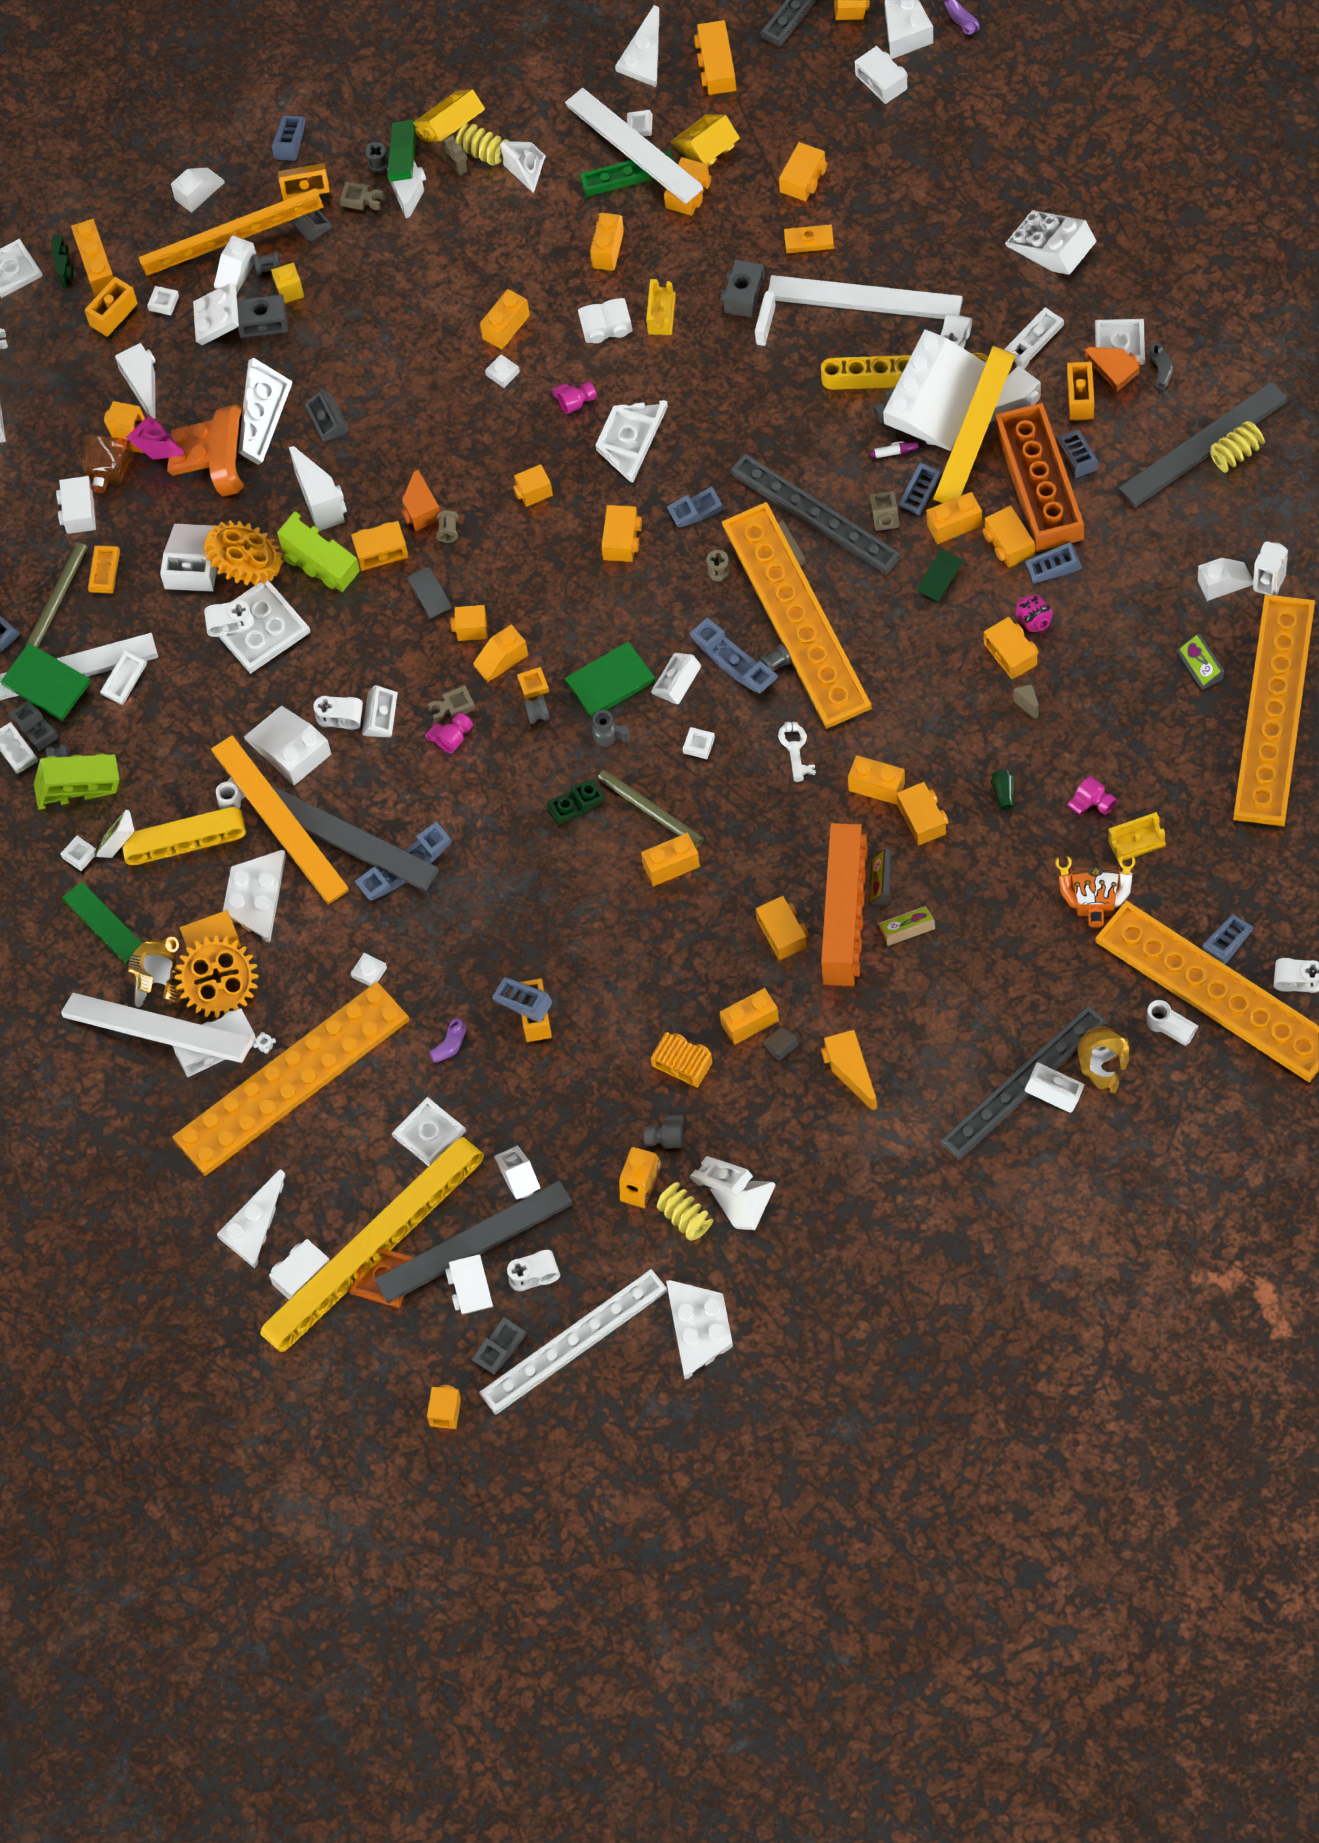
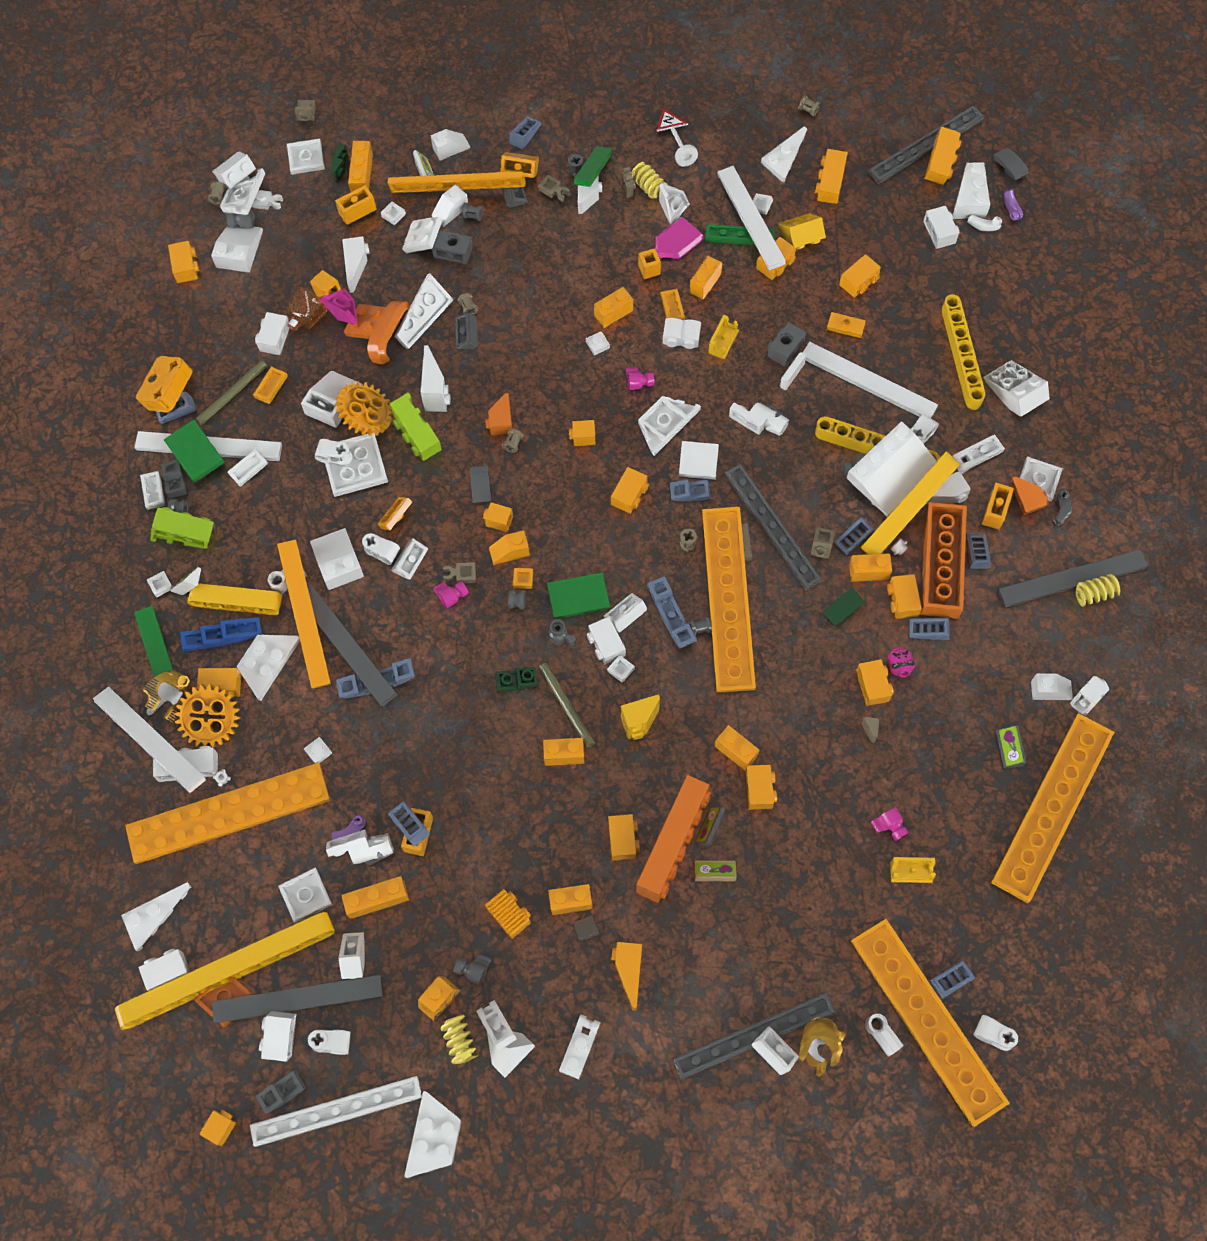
camera: 15 degrees right, 5 degrees up
(172, 226) = (422, 164): none -> slope
(185, 883) = (220, 635): none -> blue slope
(287, 282) = (479, 230): yellow brick -> none
(313, 380) = (467, 303): none -> dark tan bush
(337, 665) = (395, 513): none -> light orange plate
(379, 545) = (460, 437): light orange brick -> none
(448, 116) = (633, 153): yellow window -> none
(475, 1053) = (361, 847): none -> white plate
(515, 94) = (686, 153): none -> white piece
(516, 1100) = (375, 897): none -> light orange brick
(528, 248) = (649, 263): none -> light orange brick
(549, 207) = (677, 239): none -> dark pink tile
(577, 289) = (672, 304): none -> light orange plate
(667, 717) = (606, 640): none -> white brick
(691, 467) = (698, 460): none -> white tile
(744, 785) = (639, 716): none -> yellow slope
(746, 390) = (760, 418): none -> white plate
(794, 748) = (684, 716): white piece -> none
(827, 1170) = (579, 1047): none -> white plate
(894, 449) = (848, 499): piece -> none
(937, 52) = (985, 225): none -> white arm
(972, 229) = (965, 358): none -> yellow beam
(980, 482) = (899, 547): none -> white plate
(1004, 788) = (828, 790): dark green cone -> none
(1095, 890) = (866, 901): torso -> none

